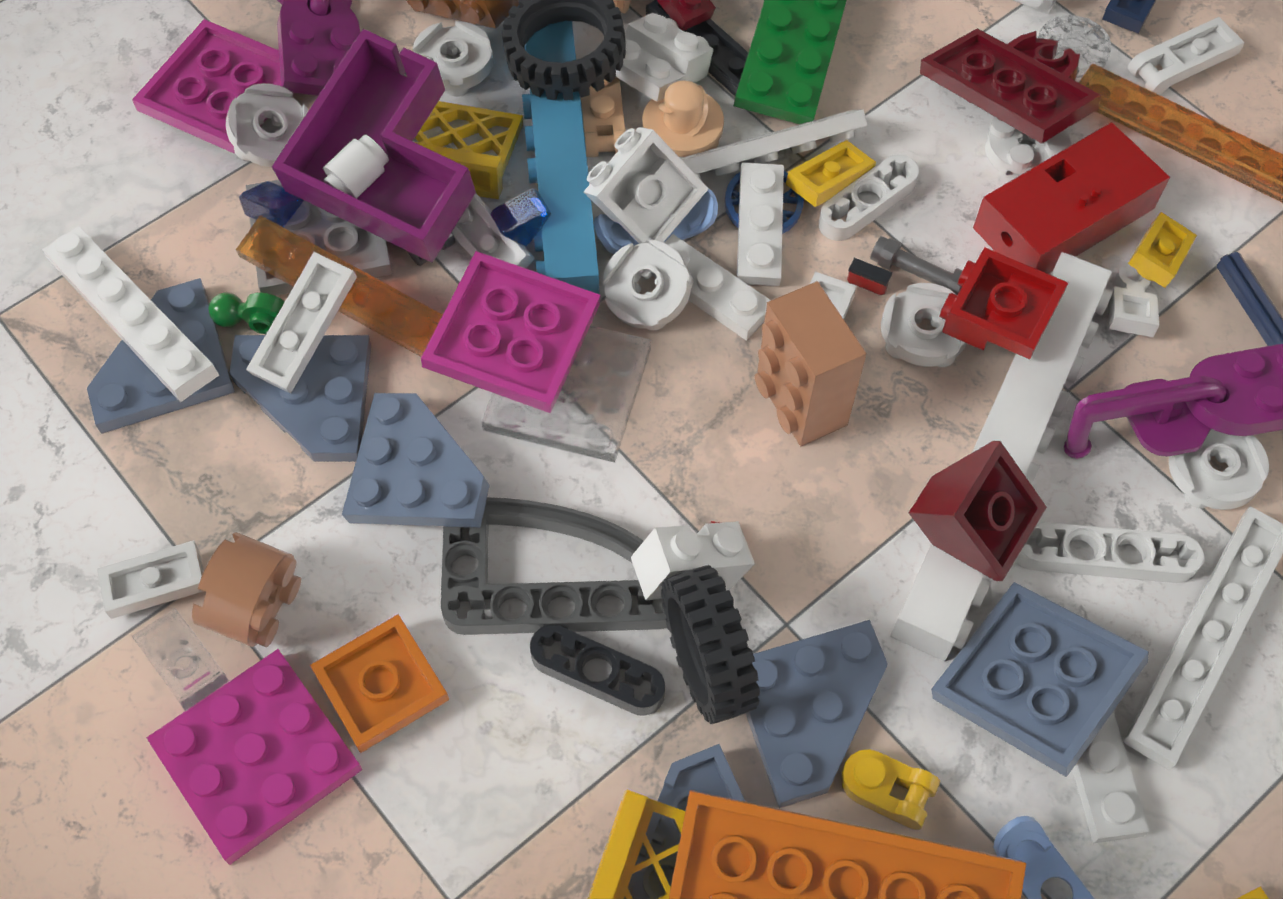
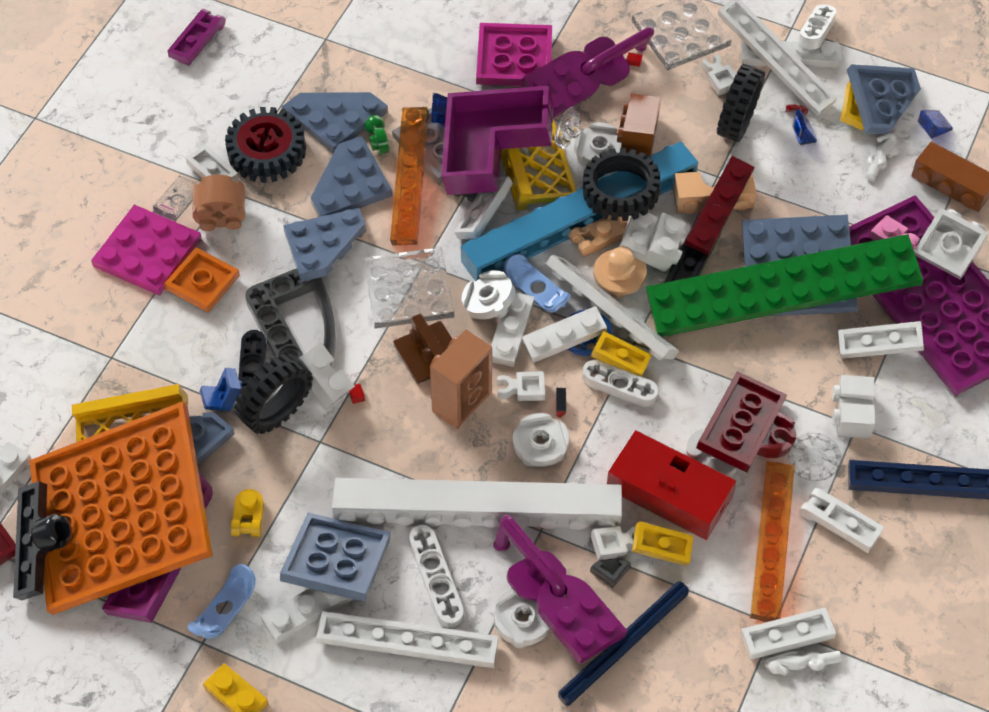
camera: 65 degrees right, 5 degrees down
(131, 314) = (347, 86): white plate -> none
(140, 505) = (282, 149): none -> wheel
(250, 110) = (494, 72): white plate -> none
(302, 322) = (373, 154): white plate -> none
(356, 166) = (472, 129): white brick -> none
(511, 331) = (418, 244): dark pink plate -> none
(521, 216) = (494, 218): clear blue slope -> none
(638, 732) = (224, 394): none -> blue bracket
(644, 186) = (542, 263): white plate -> none
(700, 405) = (422, 346): none -> reddish brown bracket
(813, 706) = (277, 465): sand blue plate -> none
(889, 253) = (580, 445): flat silver bar -> none
(980, 510) = (409, 489): dark red slope -> none
(1002, 304) = (559, 461): red plate -> none
(1173, 331) = (610, 570): none -> dark grey tile

